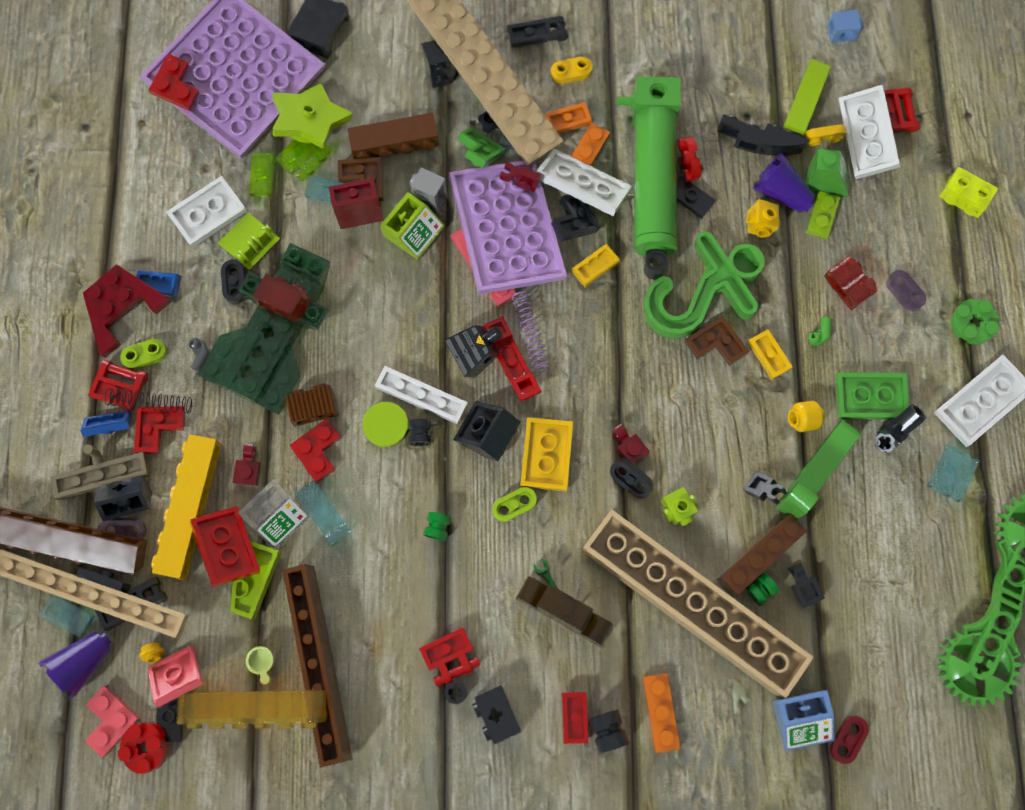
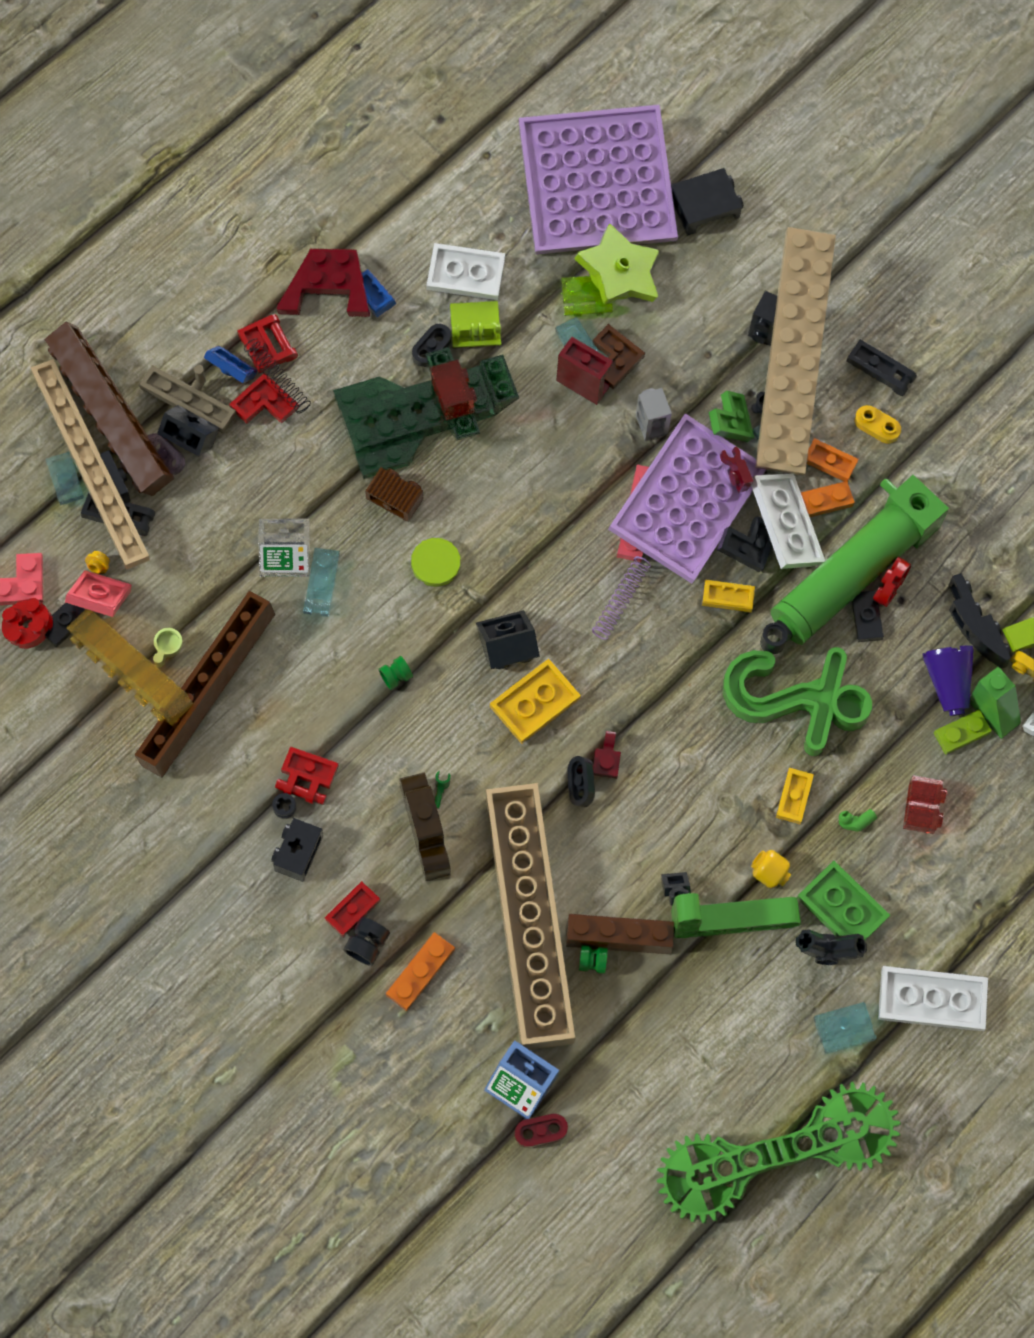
camera: 40 degrees right, 5 degrees down
(77, 662) = (40, 517): dark purple cone -> none
(143, 354) = (307, 338): lime plate -> none
(168, 83) = (533, 146): red plate -> none
(187, 502) = (227, 481): yellow brick -> none
(201, 352) = (353, 374): dark grey arm -> none
(224, 546) = (225, 535): red plate -> none
(246, 470) = (298, 497): dark red plate -> none
(250, 591) = (224, 578): lime wing -> none
(261, 174) = (538, 281): clear neon green plate -> none
(310, 449) = (364, 525): red plate -> none
(393, 136) = (672, 346): reddish brown brick -> none
(412, 226) = (612, 429): lime slope -> none
(419, 434) = (454, 591): black wheel -> none
(421, 395) = (485, 565): white plate -> none
(474, 348) = (561, 568): black torso -> none
(512, 362) = (583, 603): red slope -> none
(514, 505) = (471, 712): lime plate -> none
(681, 499) = (594, 836): lime brick -> none
(719, 336) = (767, 741): reddish brown plate -> none
(763, 218) = (904, 686): yellow brick -> none
(806, 589) = (628, 994): black plate -> none
(904, 291) = (965, 854): clear purple plate -> none
(980, 310) = (1011, 930): bright green plate -> none

